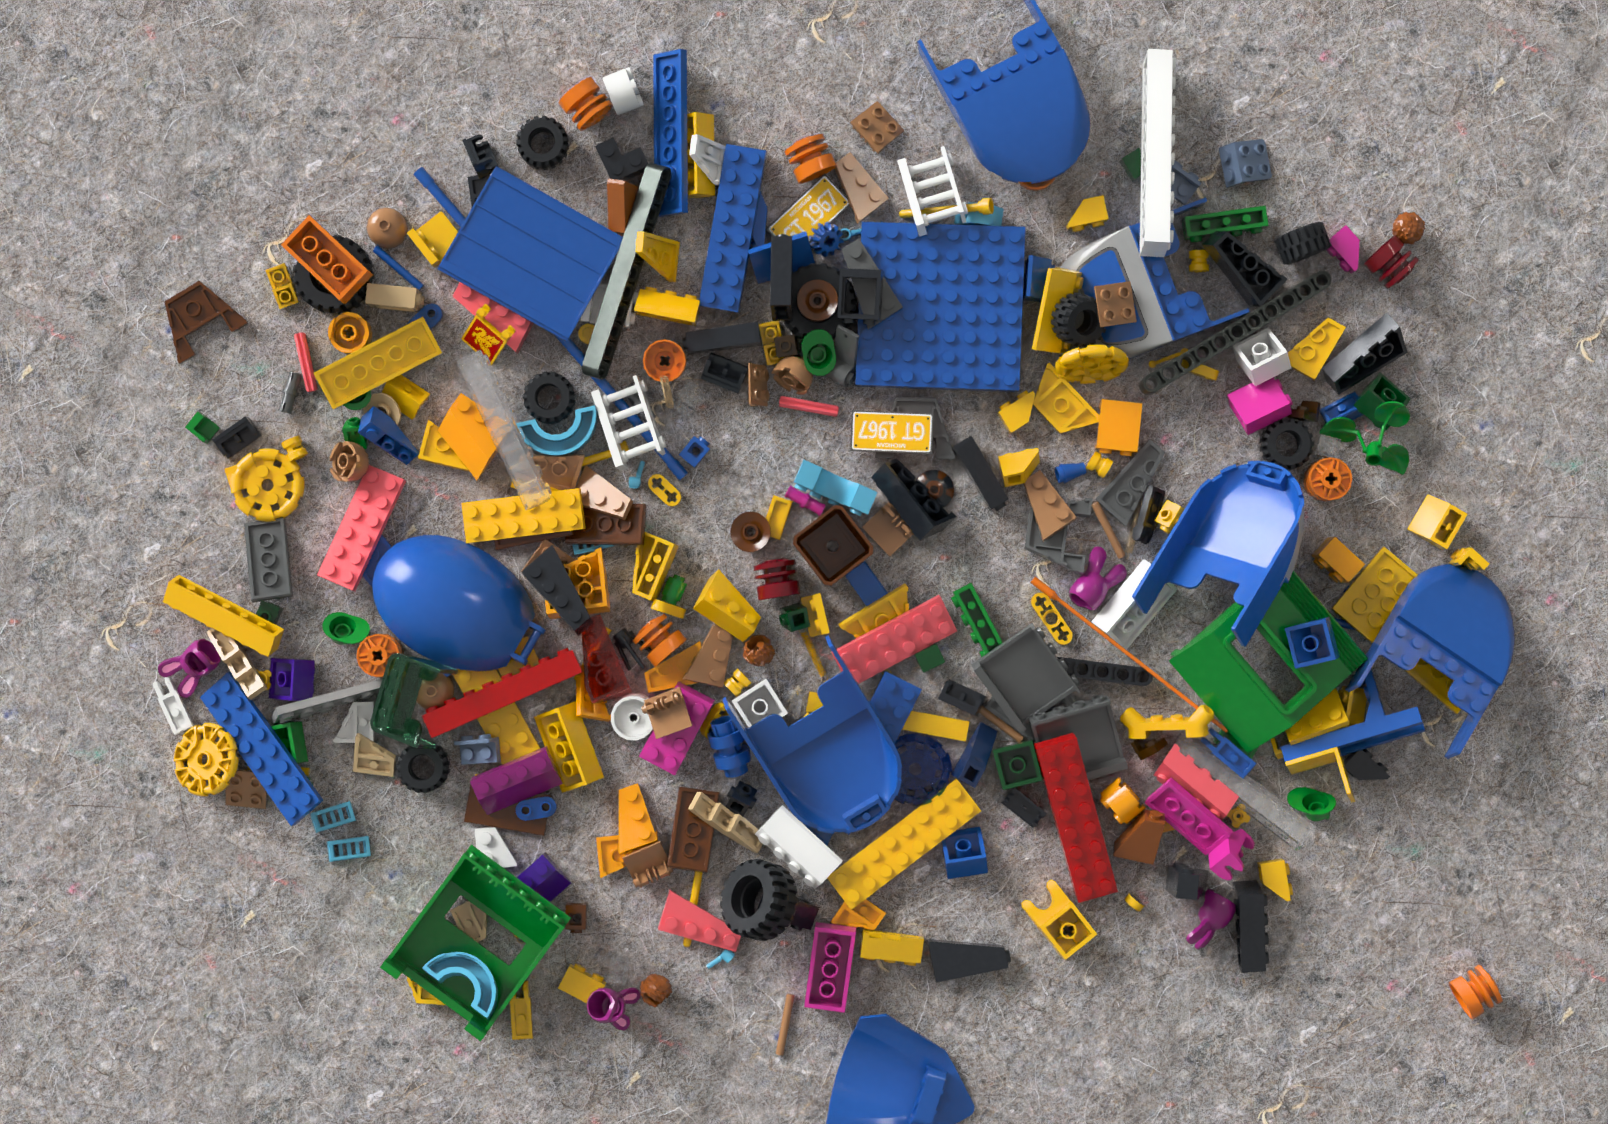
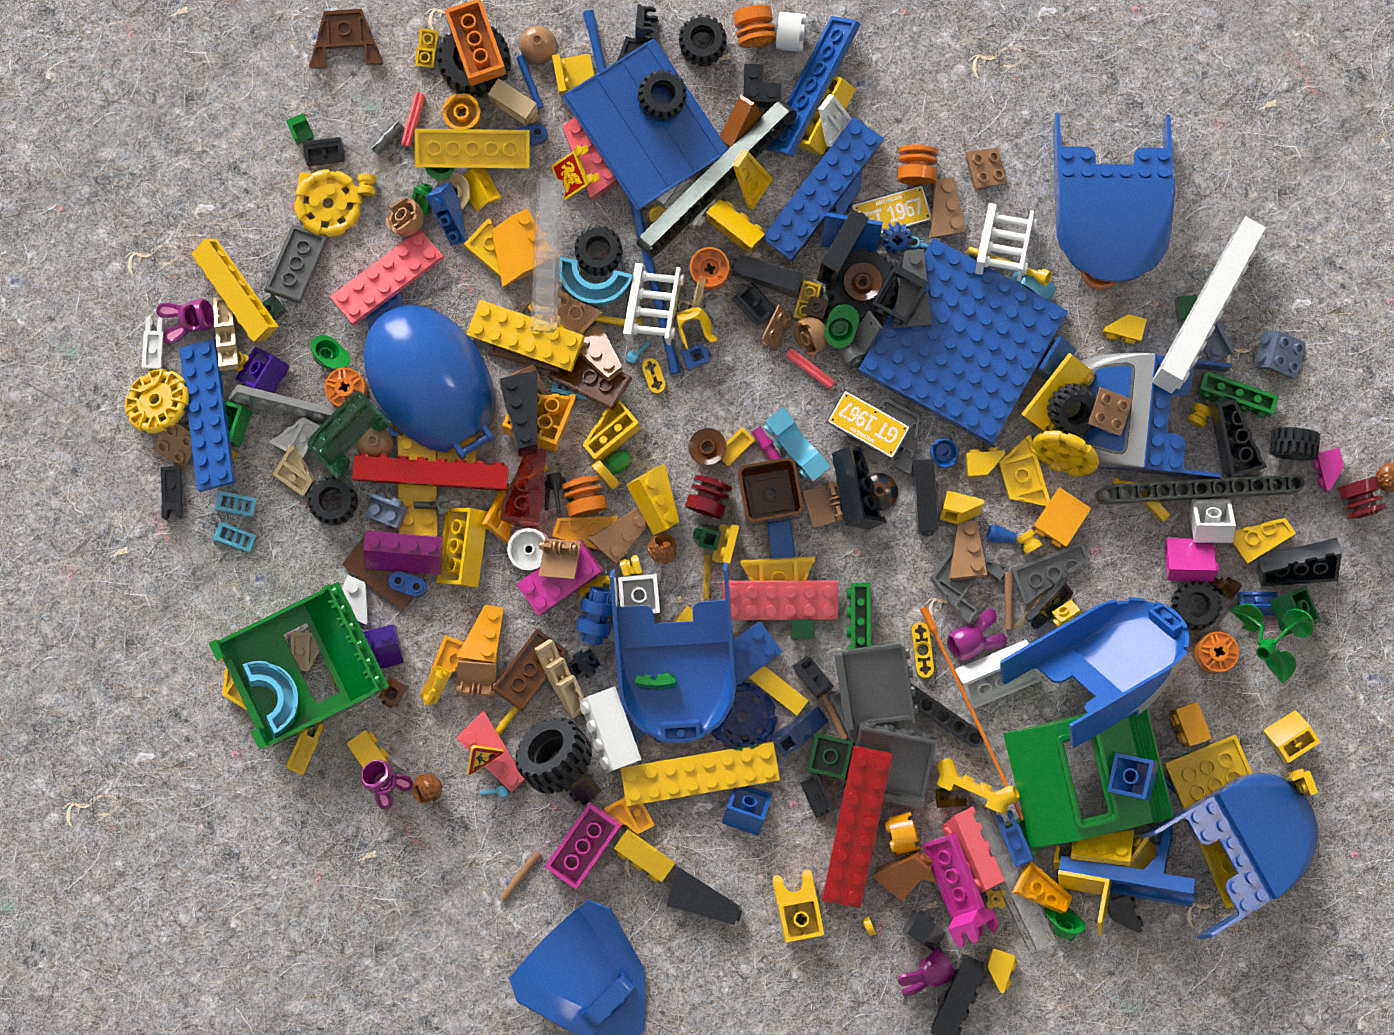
camera: 30 degrees right, 5 degrees down
(266, 837) = (171, 491): none -> black plate
(521, 722) = (433, 505): none -> pearl dark grey bar
(538, 202) = (666, 80): none -> black tyre
(611, 890) = (434, 685): none -> yellow hinge
(674, 412) = (699, 314): none -> yellow piece
(691, 935) = (481, 756): none -> piece
(824, 777) = (662, 682): none -> green slope
(976, 422) = (944, 452): none -> blue hair
(1277, 786) = (1042, 889): none -> light orange wing

